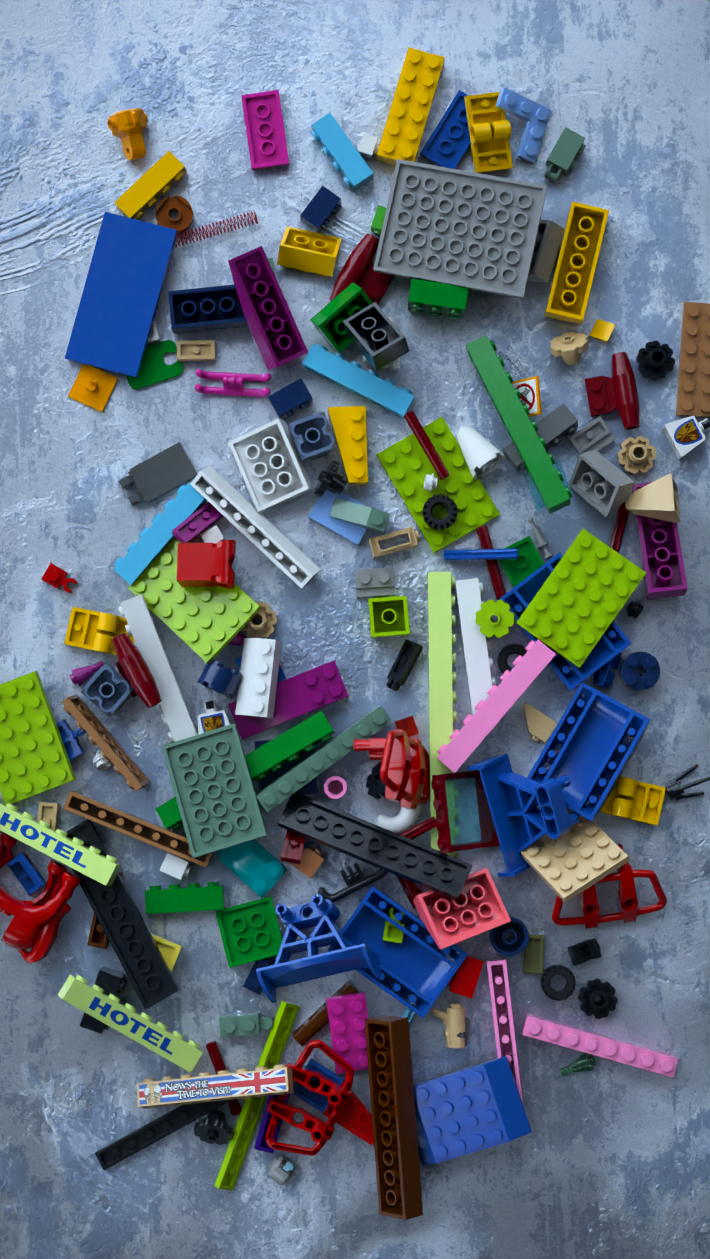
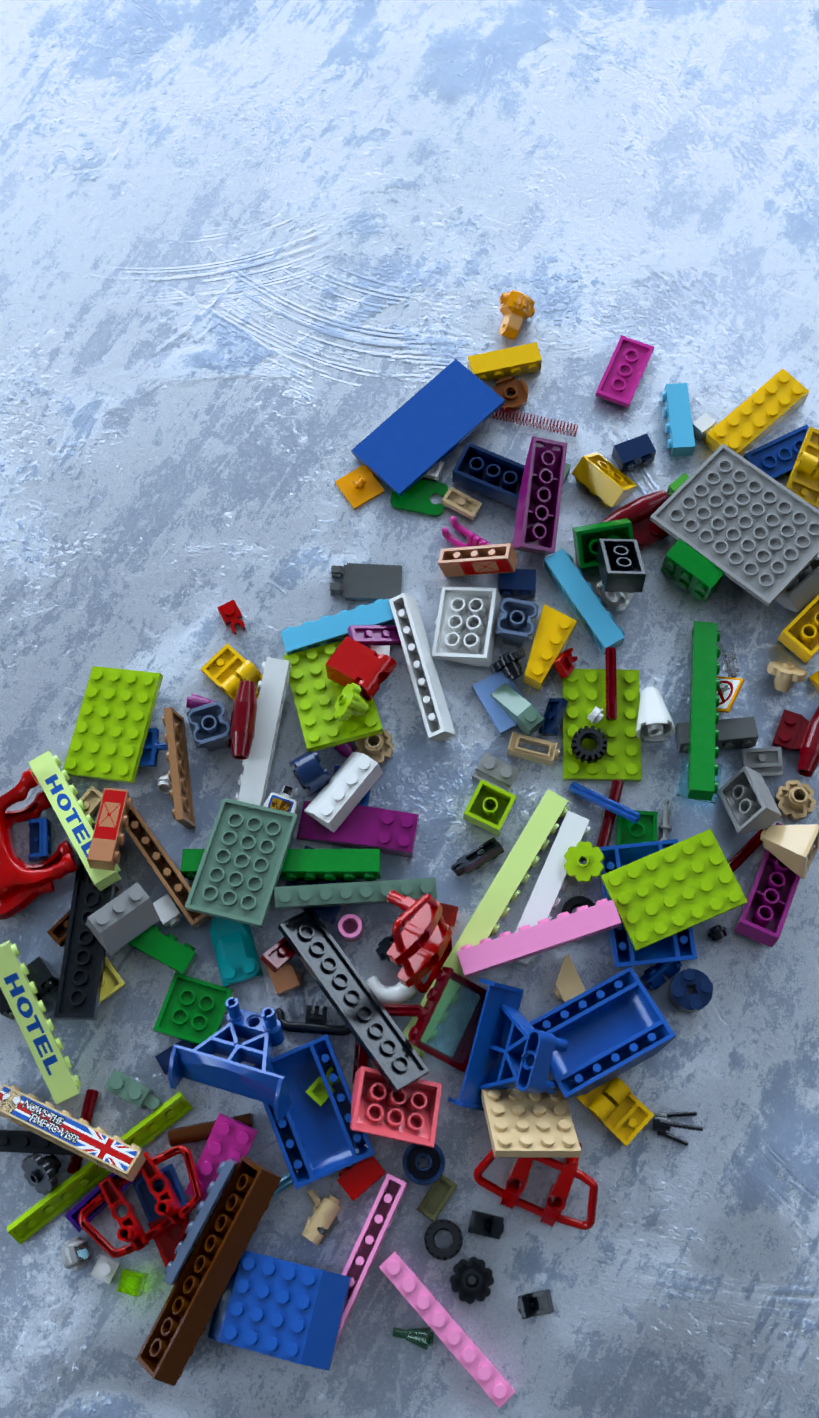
camera: 30 degrees right, 15 degrees down
(86, 832) = (109, 829): none -> nougat brick
(148, 897) = (123, 919): none -> light grey slope
(219, 603) = (350, 703): none -> lime plant
(246, 401) = (478, 560): none -> nougat brick
(311, 1166) = (105, 1269): none -> white plate
(339, 1162) = (132, 1282): none -> clear neon green brick
(363, 1095) = (195, 1228): none -> sand blue plate
(375, 450) = (564, 663): none -> red plate
(394, 503) = (553, 716): none -> dark blue plate
(655, 986) = (535, 1304): none -> black bracket

